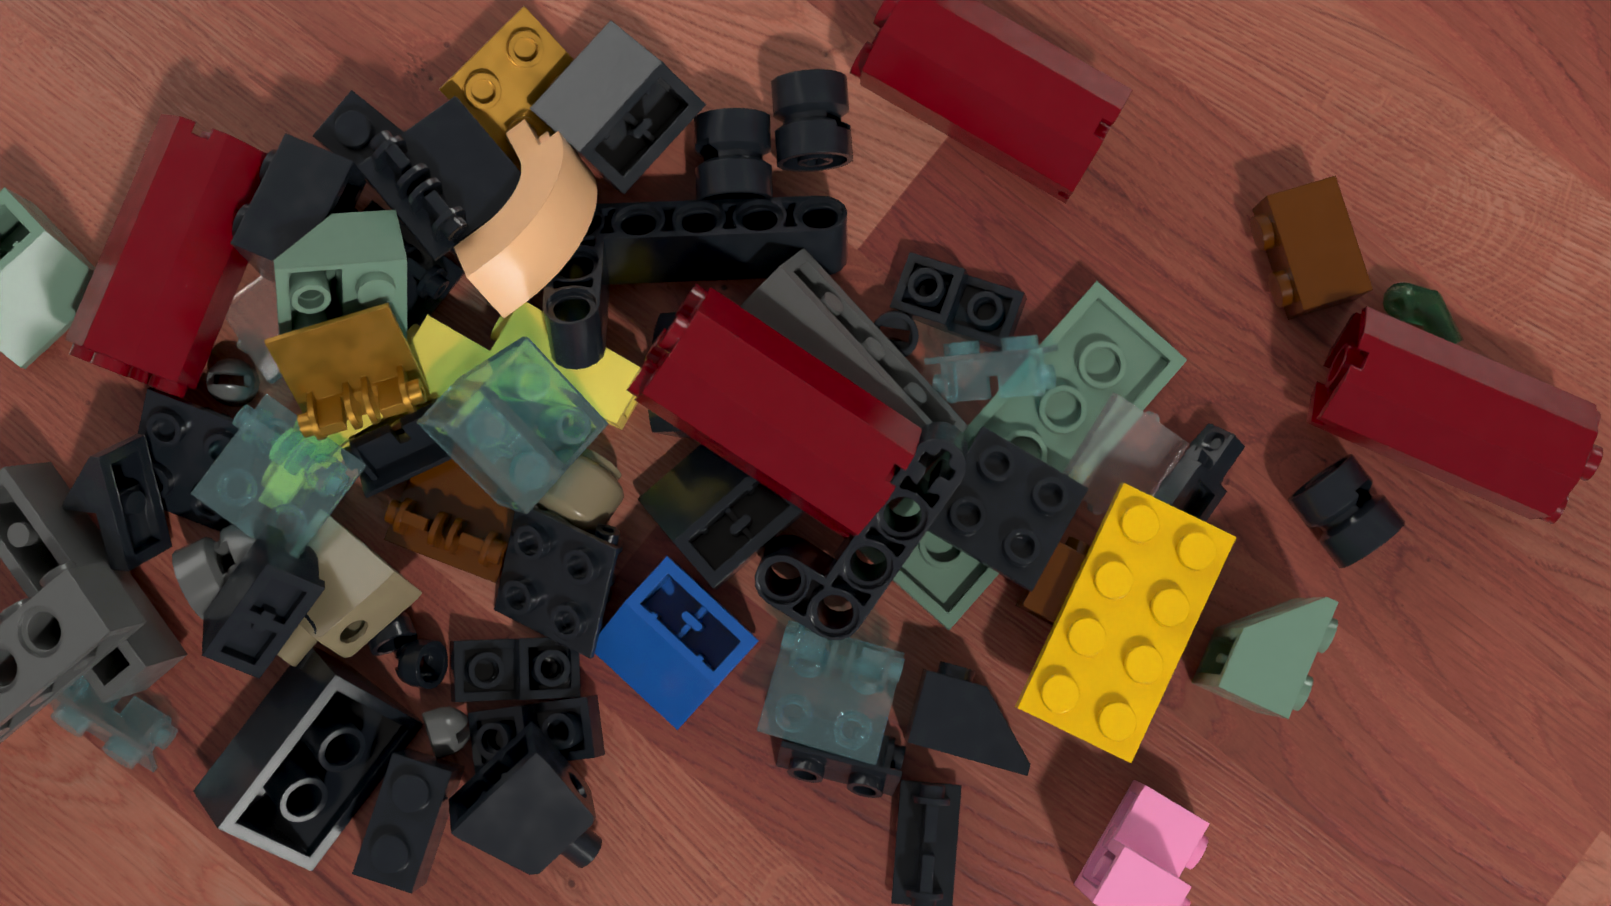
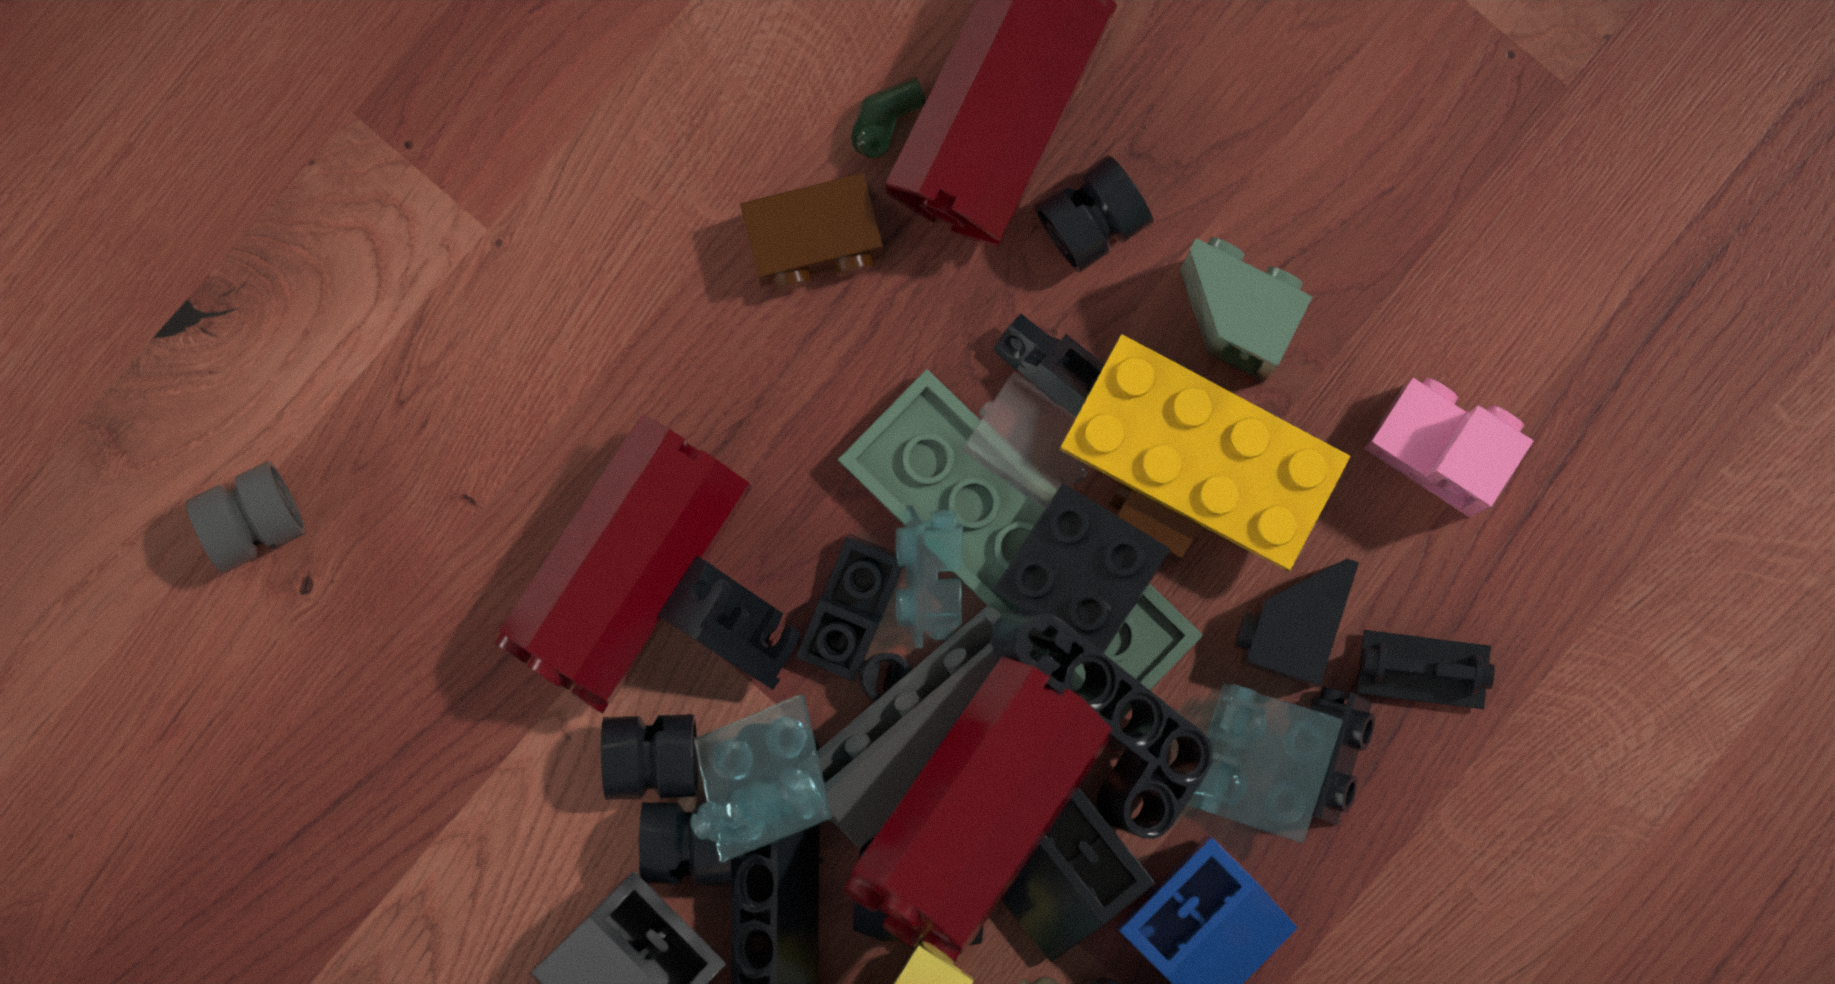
camera: 85 degrees left, 0 degrees up
(793, 212) = (760, 780): none -> clear light blue hinge
(940, 184) = (730, 621): none -> black hinge

